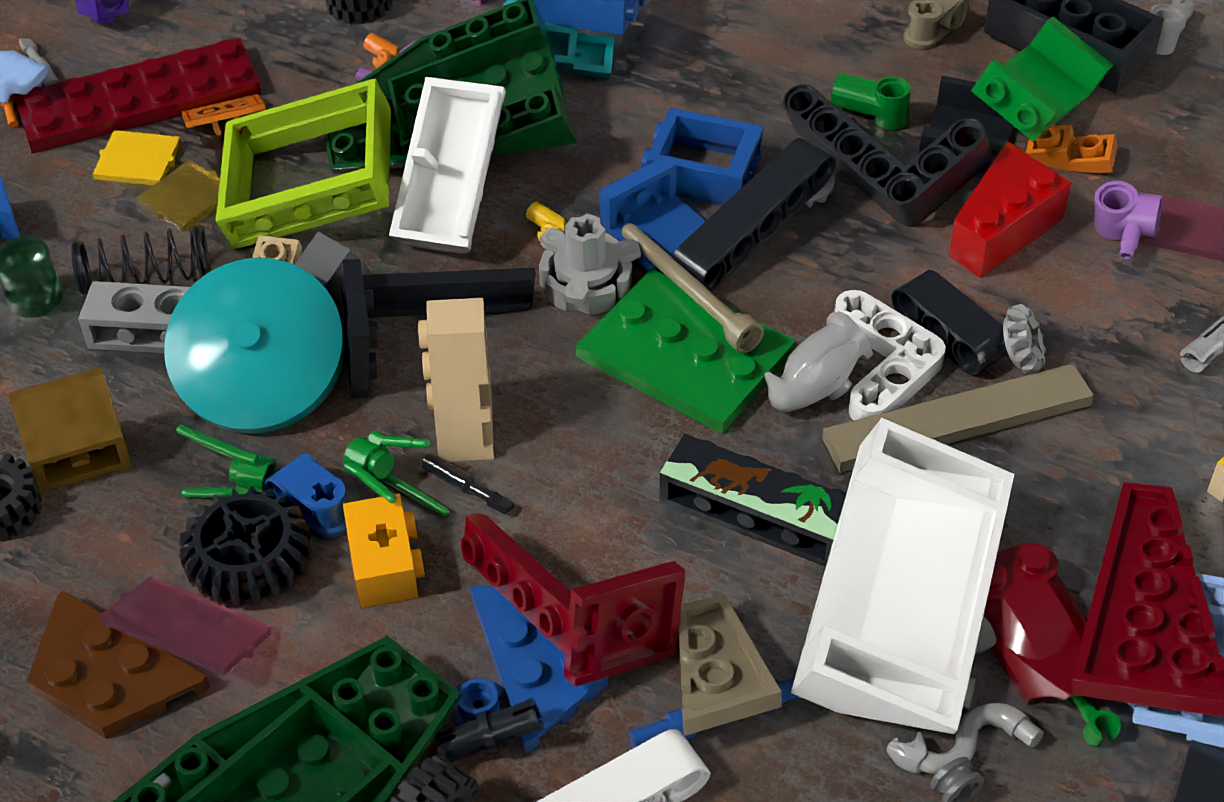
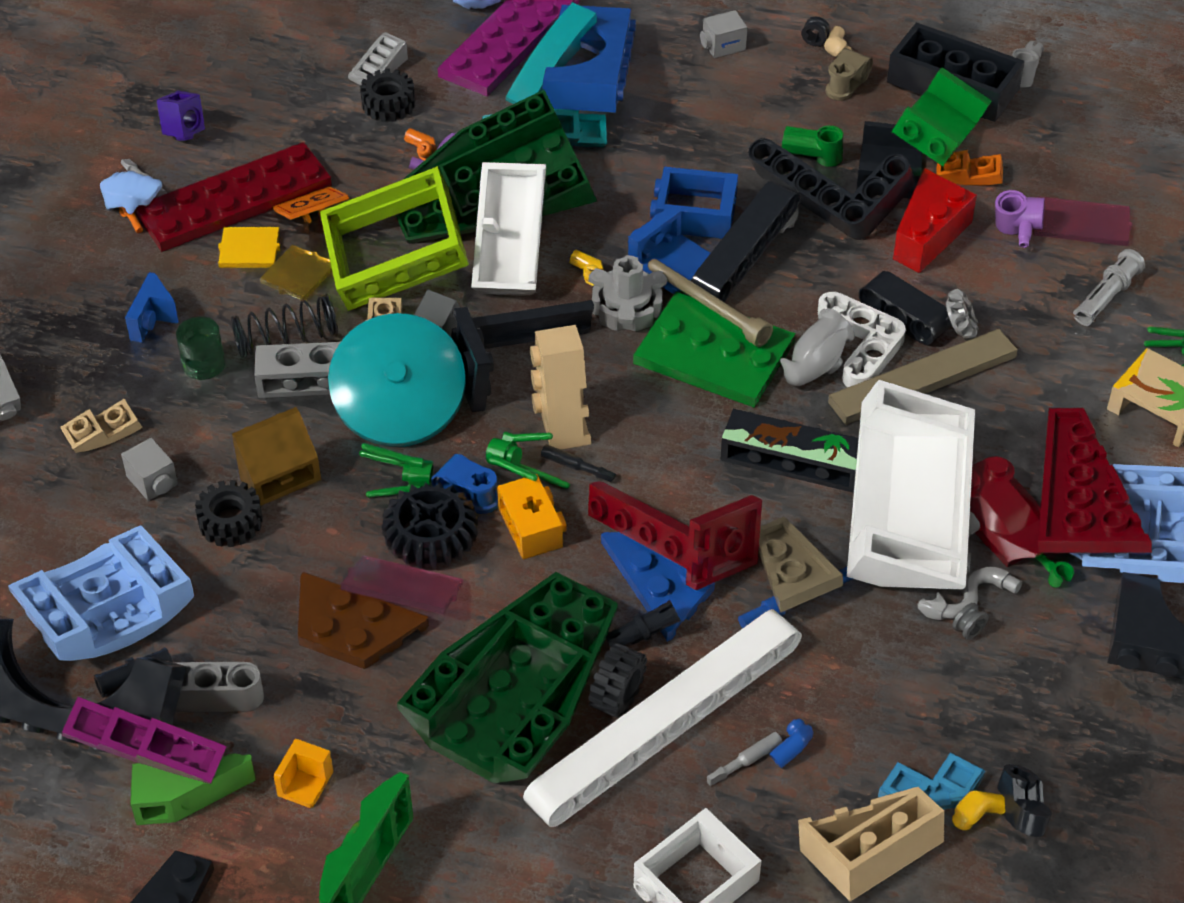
camera: 10 degrees left, 0 degrees up
(475, 692) = (627, 604): blue plate -> none

